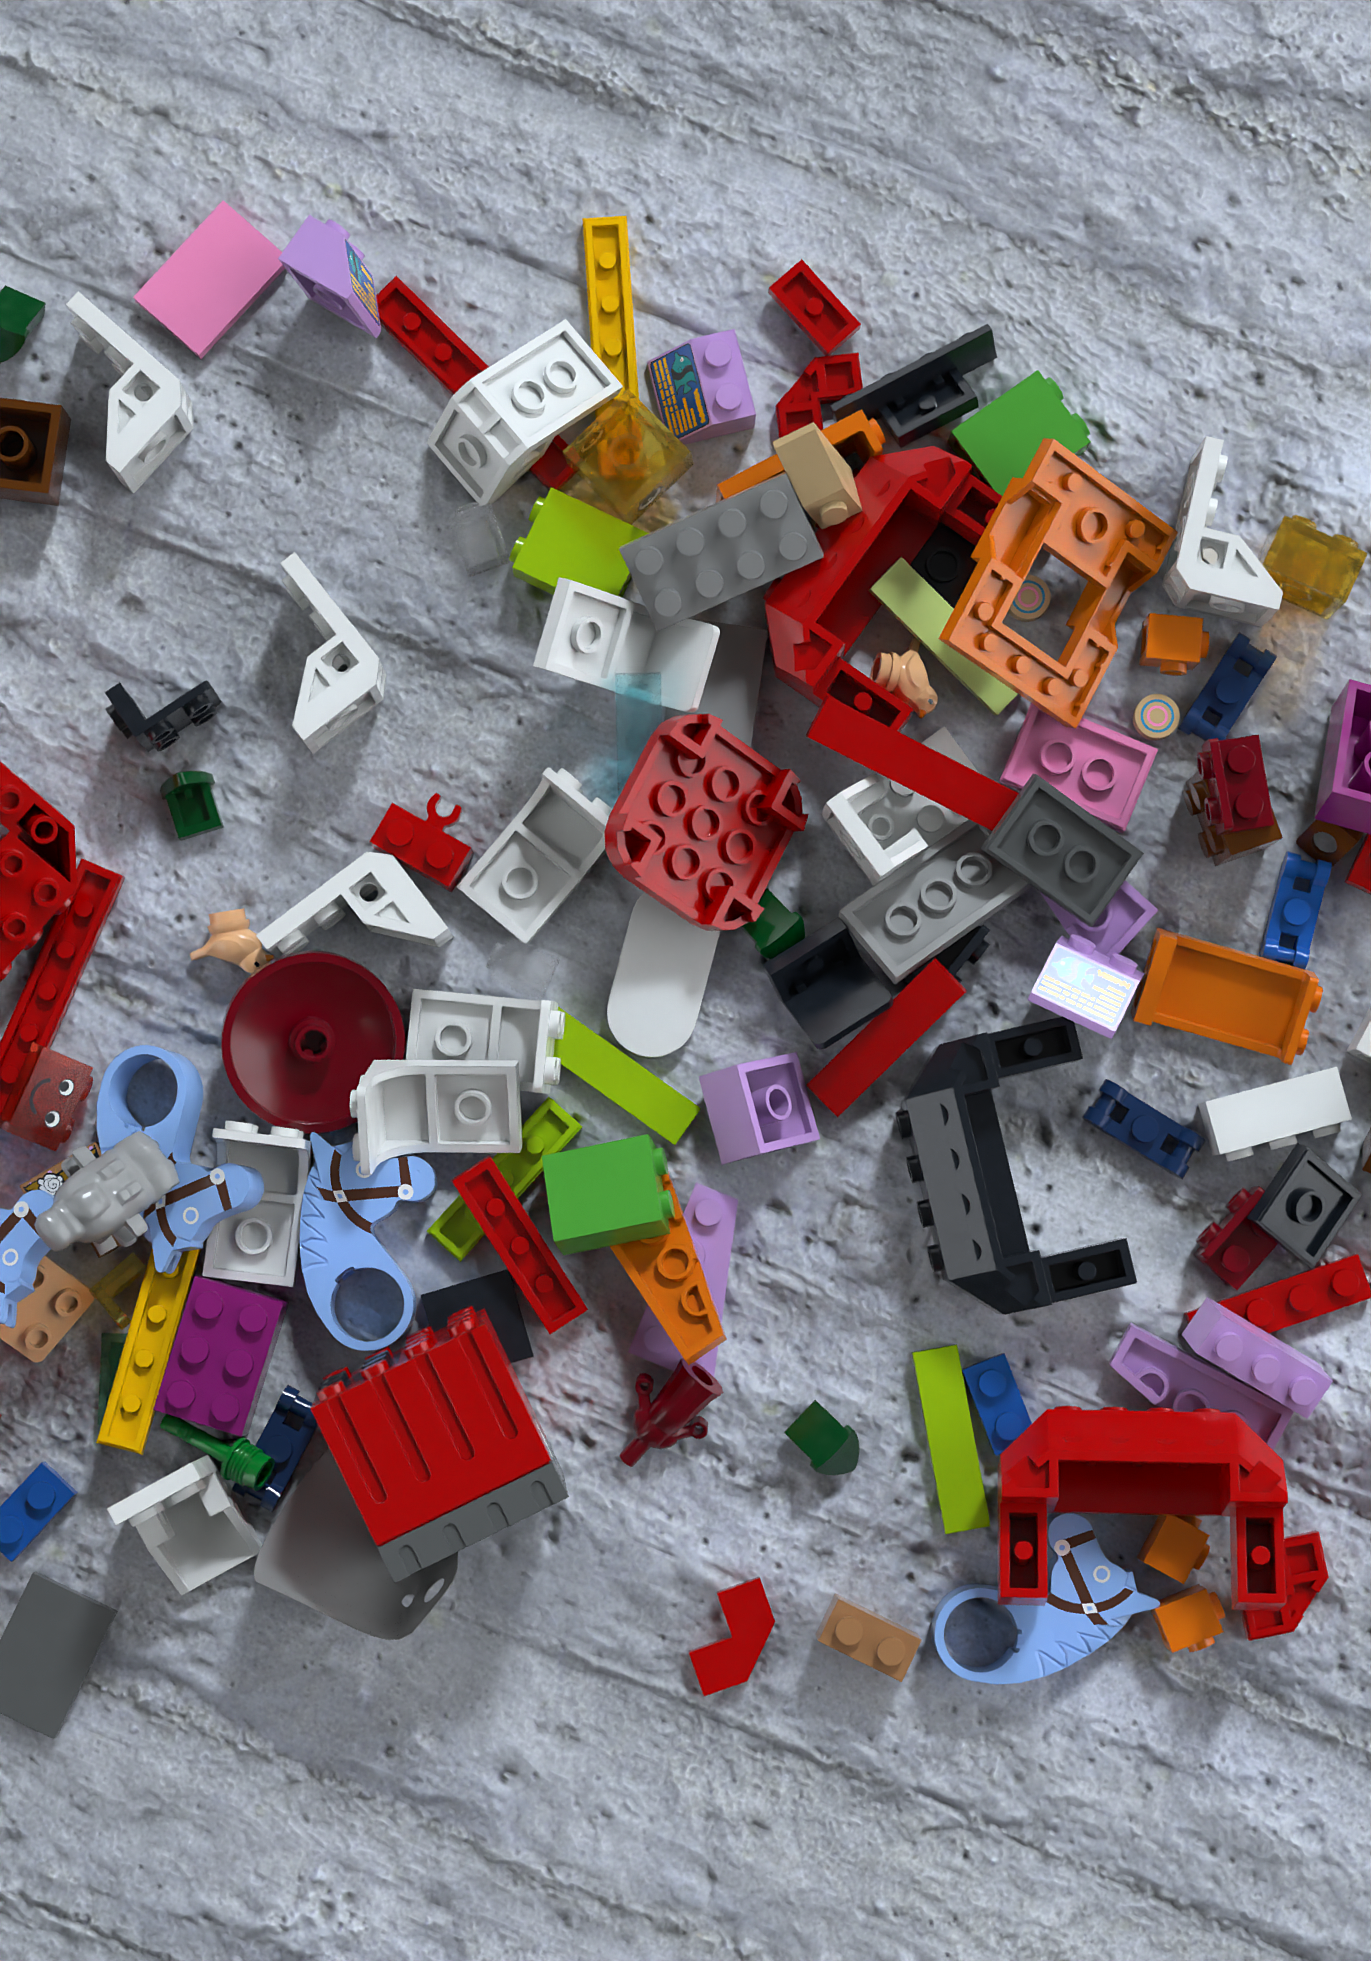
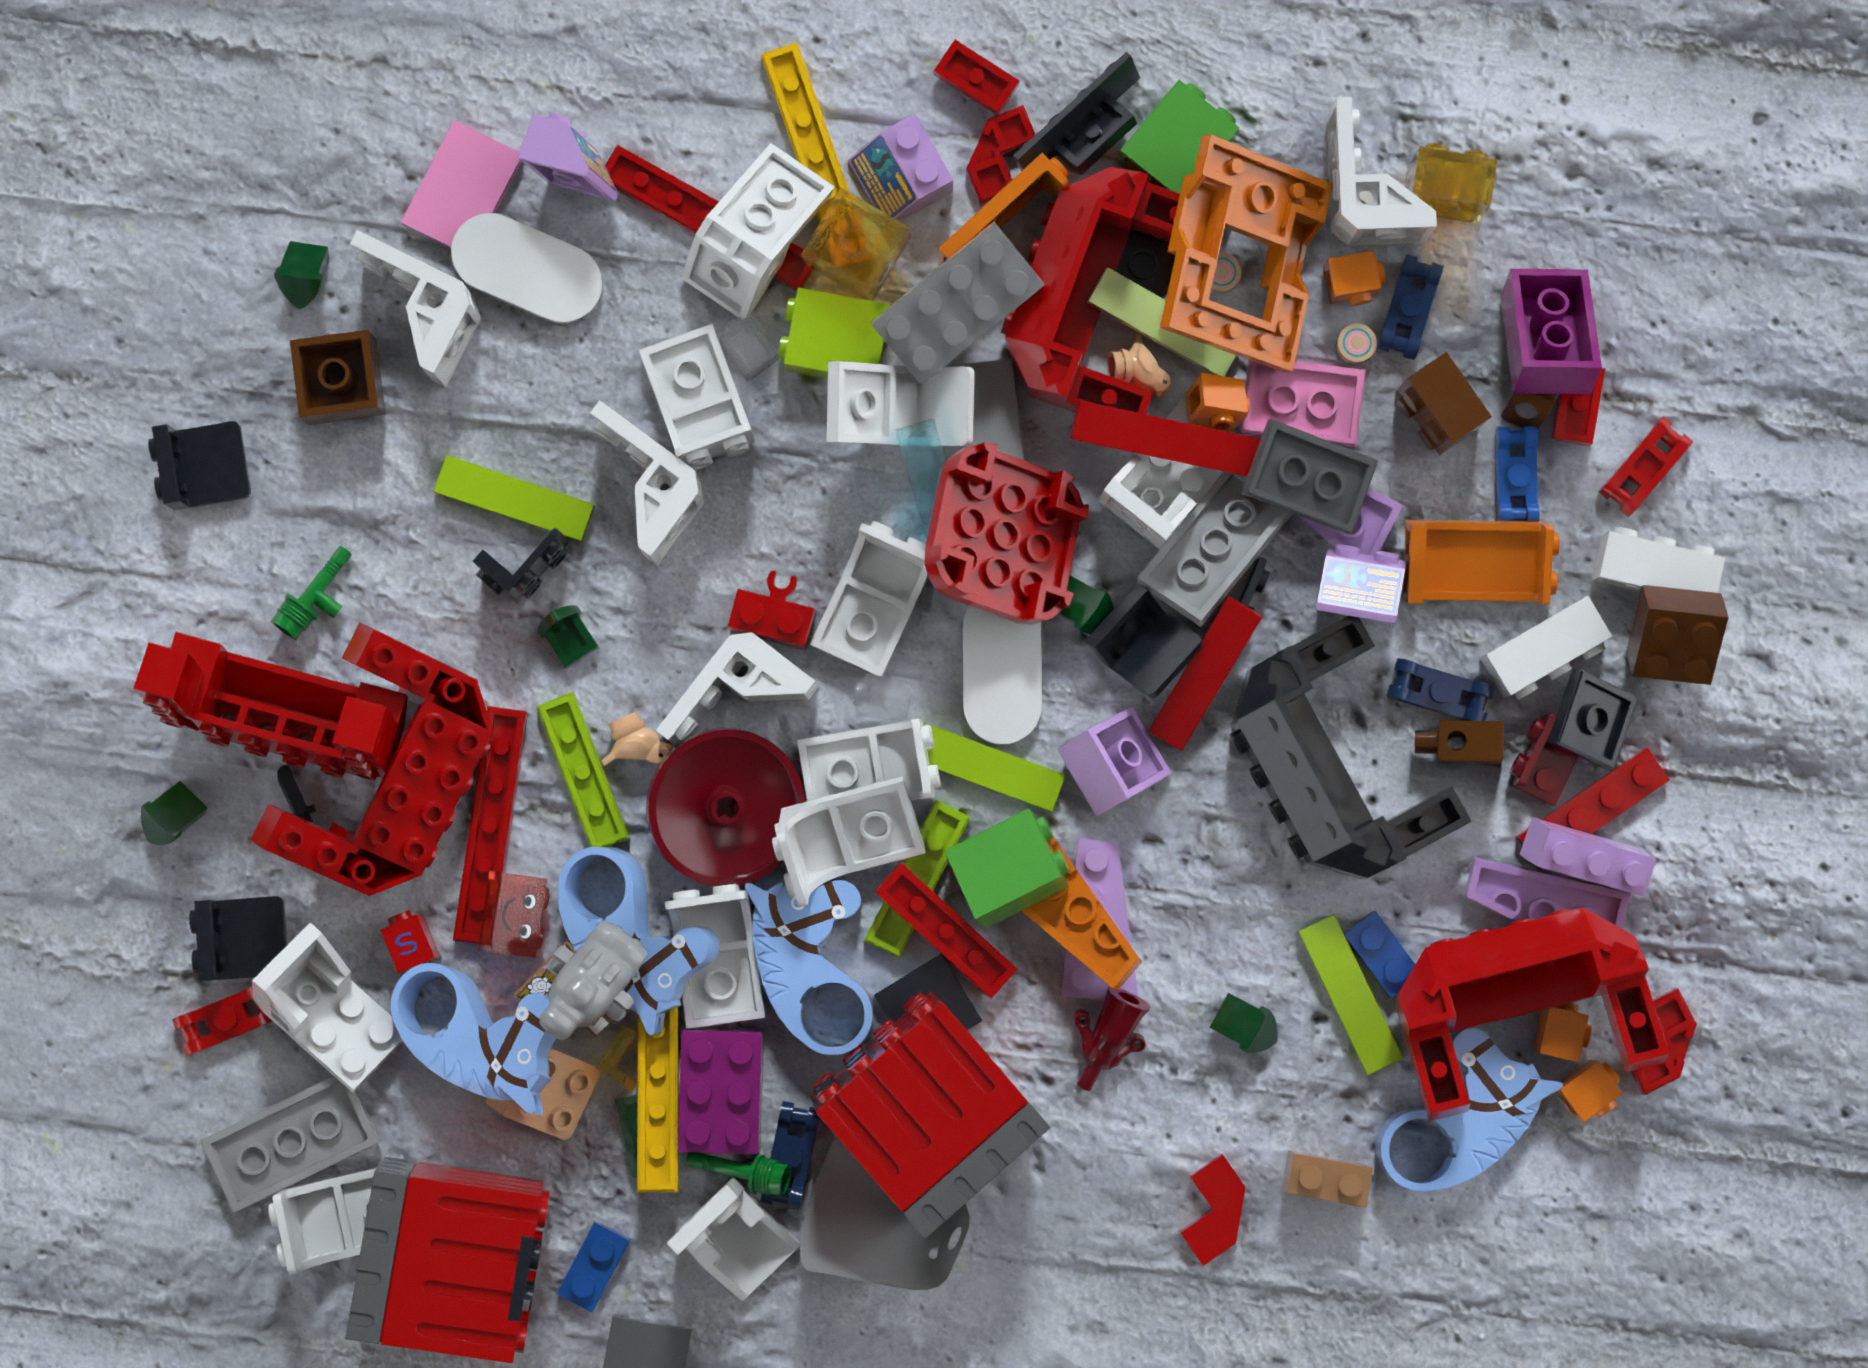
camera: 10 degrees left, 0 degrees up
(167, 959) = (583, 771): none -> lime tile
(174, 636) = (514, 498): none -> lime tile
(257, 385) = (526, 268): none -> white tile
(407, 580) = (697, 397): none -> white bracket
(818, 475) = (1022, 218): tan slope -> none
(982, 740) = (1217, 402): none -> orange brick
(1174, 1198) = (1482, 739): none -> reddish brown torso
(1236, 785) = (1441, 383): dark red bracket -> none

